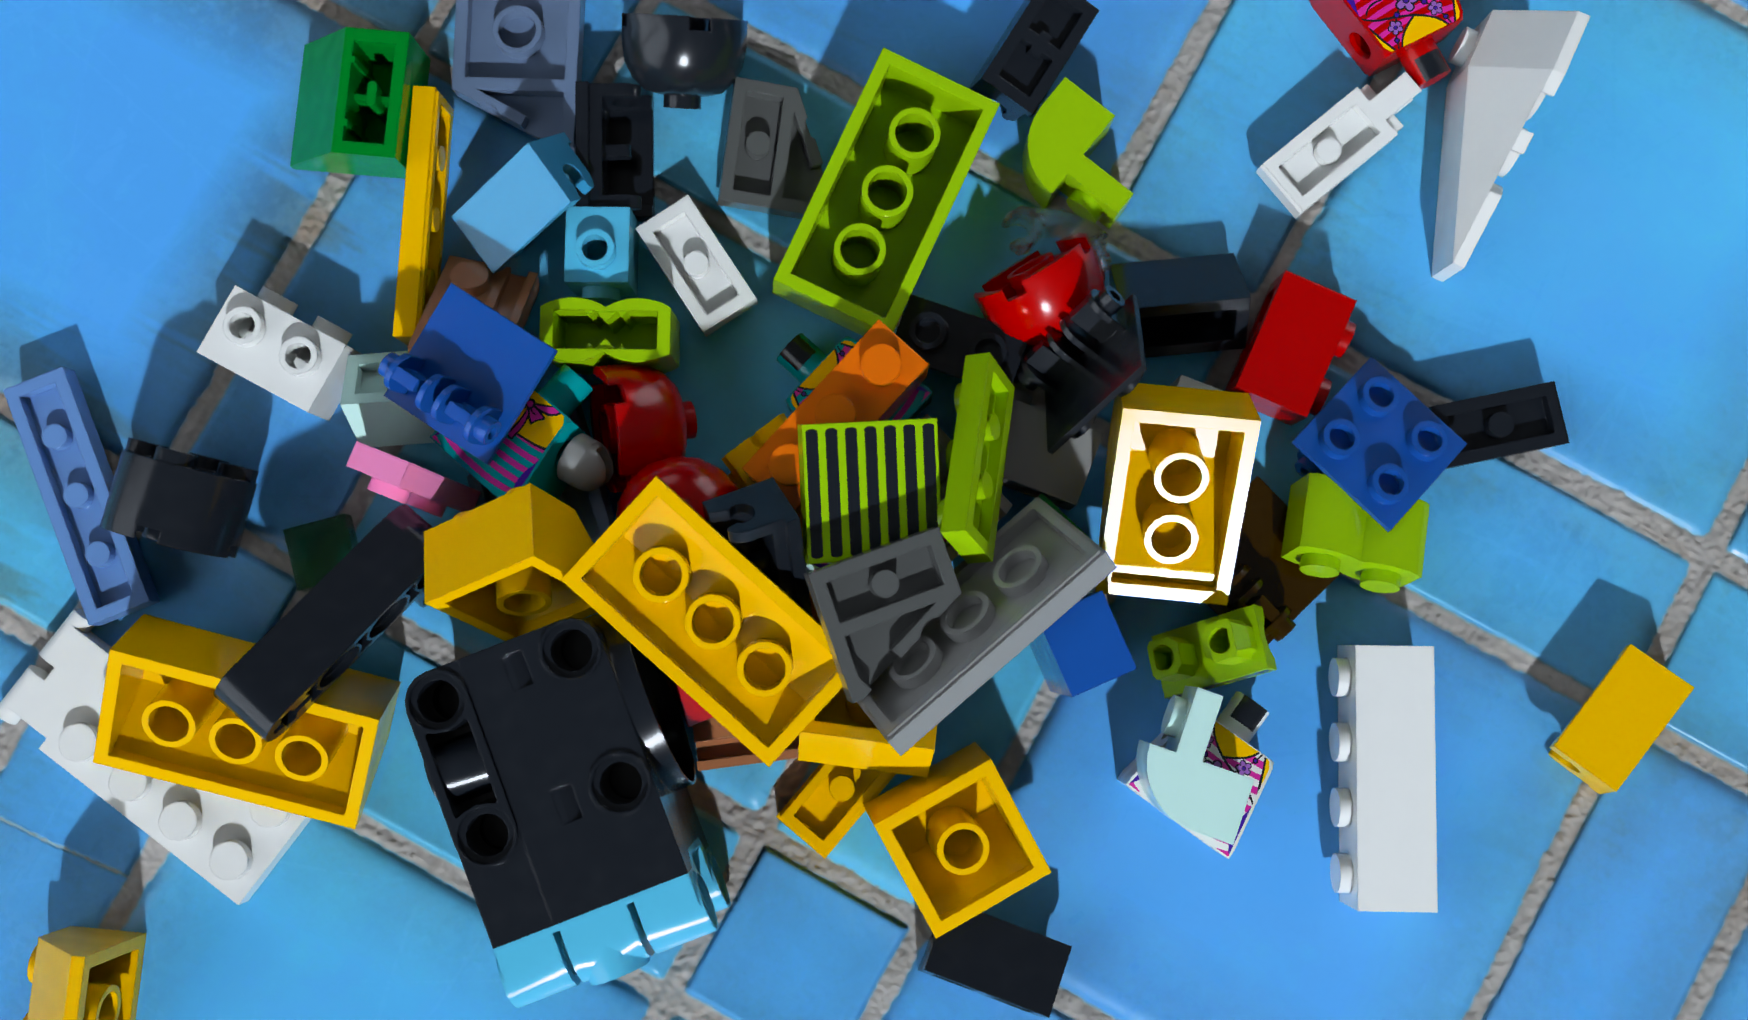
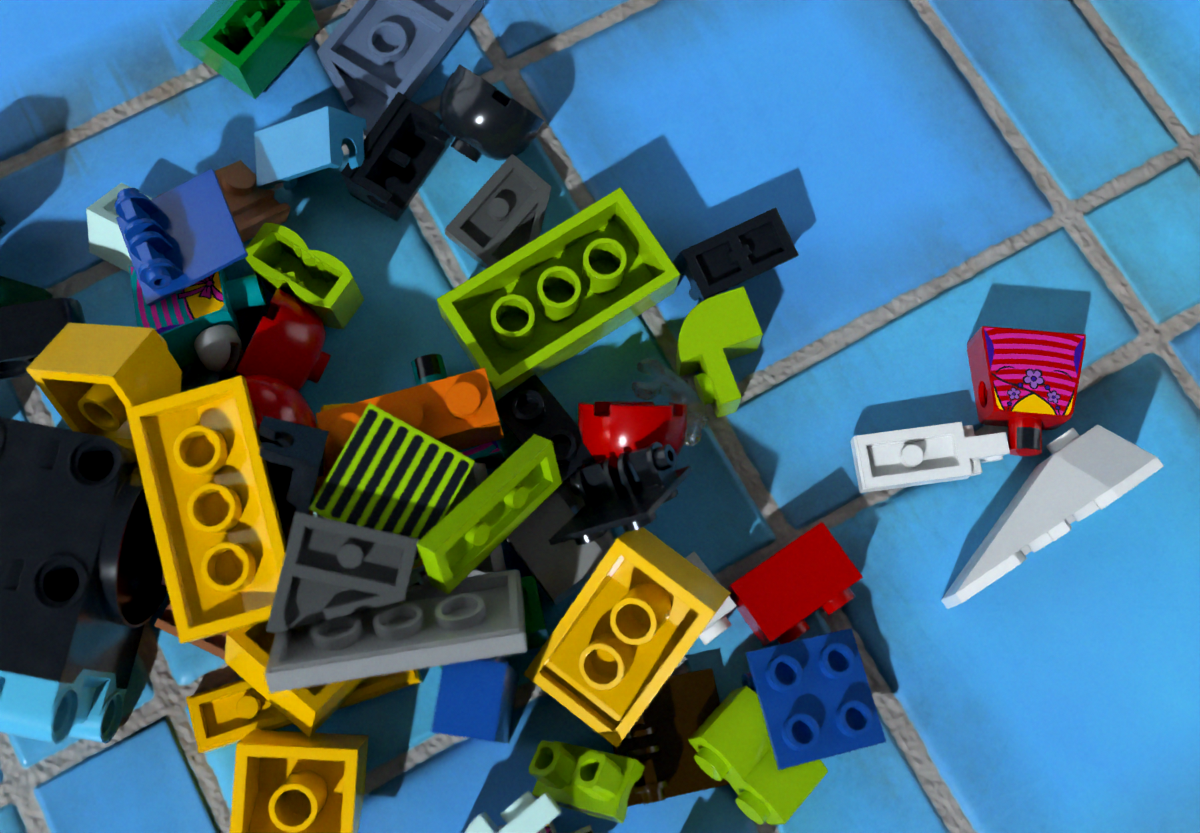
camera: 30 degrees right, 10 degrees down
(279, 351) = (80, 152): white brick -> none
(410, 482) = (81, 275): bright pink wing -> none
(423, 207) = (245, 113): yellow tile -> none
(601, 253) = (341, 217): medium azure brick -> none
(697, 265) = (401, 266): white plate -> none
(1187, 303) = (730, 503): black brick -> none
(1505, 423) = (927, 746): black hinge -> none

